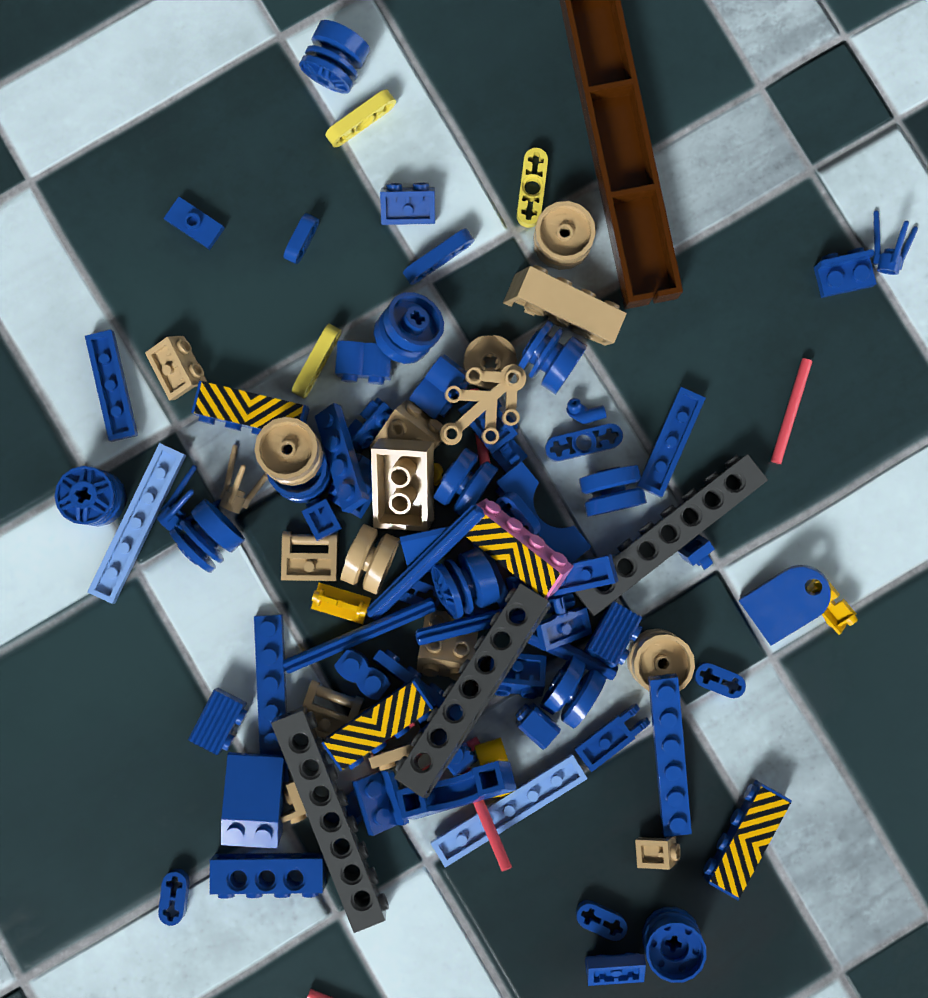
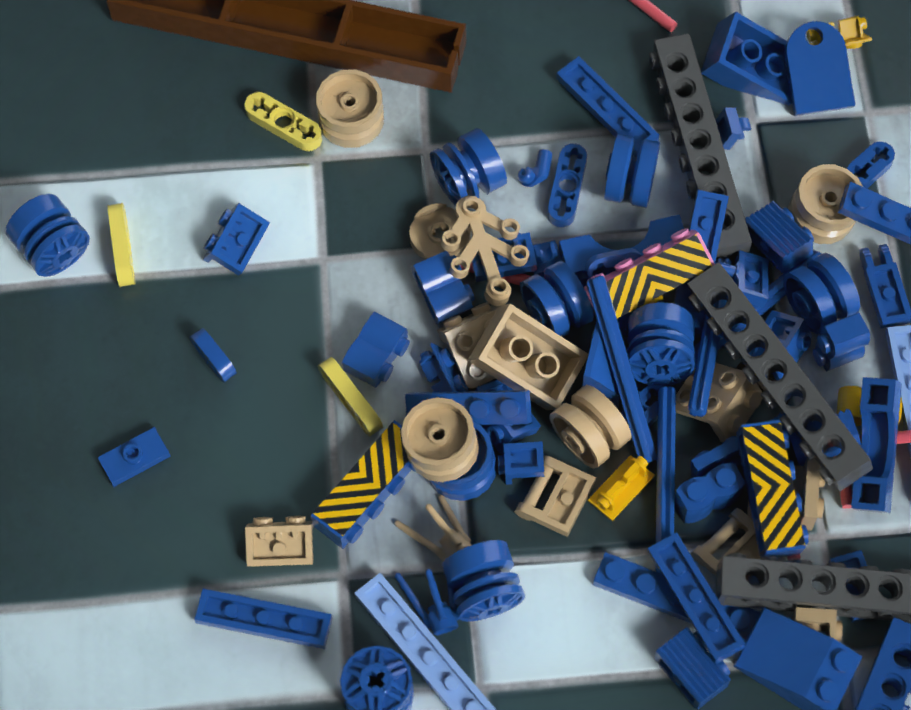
camera: 60 degrees left, 20 degrees down
(266, 702) = (696, 598): none -> blue plate
(379, 801) = (856, 534): blue bracket -> none
(408, 328) = (367, 284): blue wheel -> none
(438, 256) = (305, 233): blue beam -> none
(565, 305) = (408, 142): tan wedge -> none
(771, 538) = (748, 59): none -> blue slope

